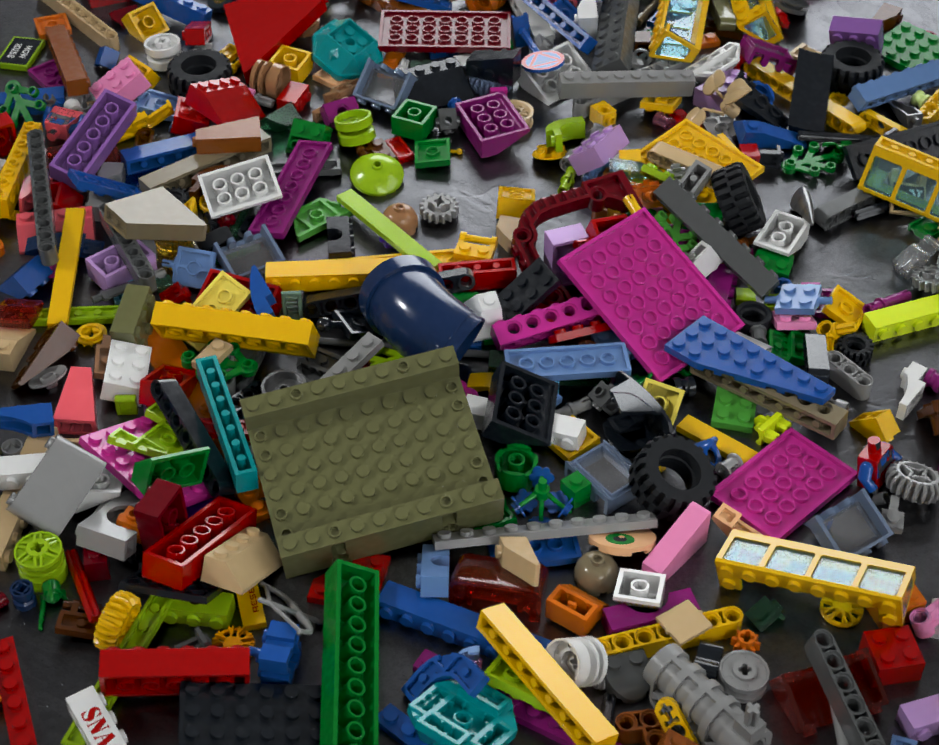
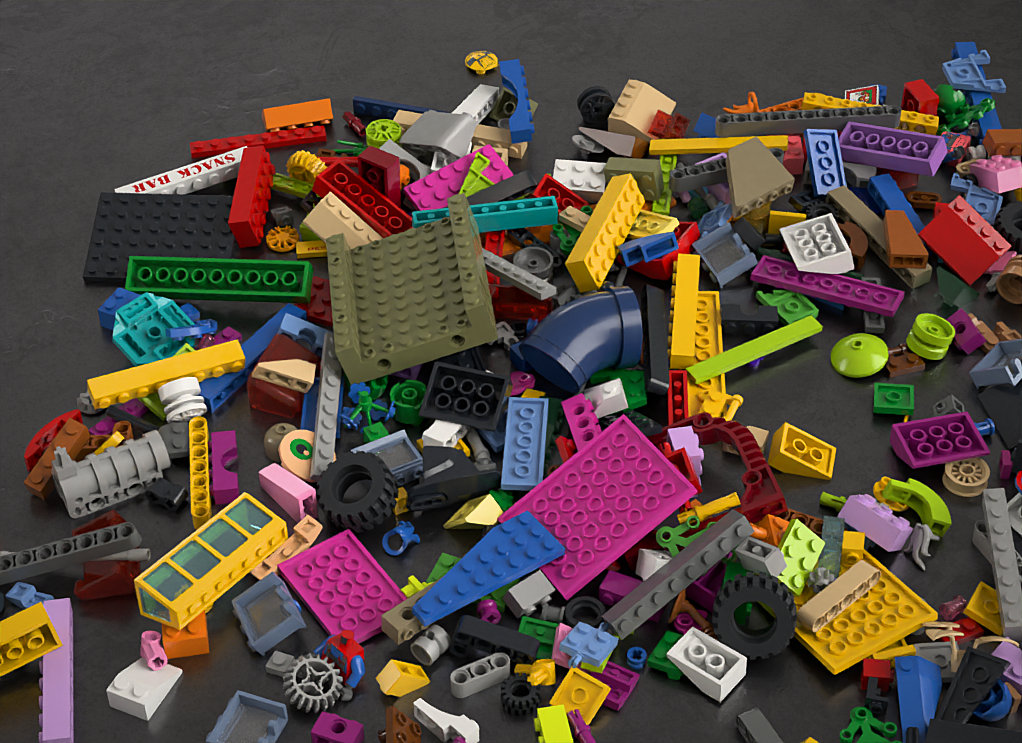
camera: 100 degrees right, 0 degrees up
(23, 595) = (359, 135): dark blue wheel -> none
(77, 404) = (542, 158): coral slope -> none
(149, 121) = (939, 187): yellow plate -> none
(176, 293) = (682, 213): red bracket -> none
(179, 468) = (434, 181): green slope -> none
(278, 654) = (252, 245): blue brick -> none
(292, 608) = (292, 246): light grey piece -> none
(295, 308) = (648, 275): sand green slope -> none
(296, 93) = (996, 301): red brick -> none
(307, 131) = (925, 301): green slope -> none
(400, 149) = (913, 376): red tile -> none
(403, 216) = (779, 365): medium nougat cylinder -> none
(413, 120) = (947, 380): green brick -> none
(439, 208) = (795, 394): light grey gear -> none
(574, 609) = (248, 419): orange slope -> none
(603, 114) = (966, 551): yellow brick -> none
(640, 588) = (242, 454): white slope -> none
(684, 622) = (201, 475): tan piece -> none
(700, 431) = (419, 554): yellow tile -> none
(729, 465) = (380, 554): light grey bush -> none
(743, 675) = (145, 512): light grey wheel -> none
(745, 640) = (175, 521): orange gear -> none
(802, 204) = (767, 700): flat silver piece -> none
(894, 654) = (122, 615): red brick -> none

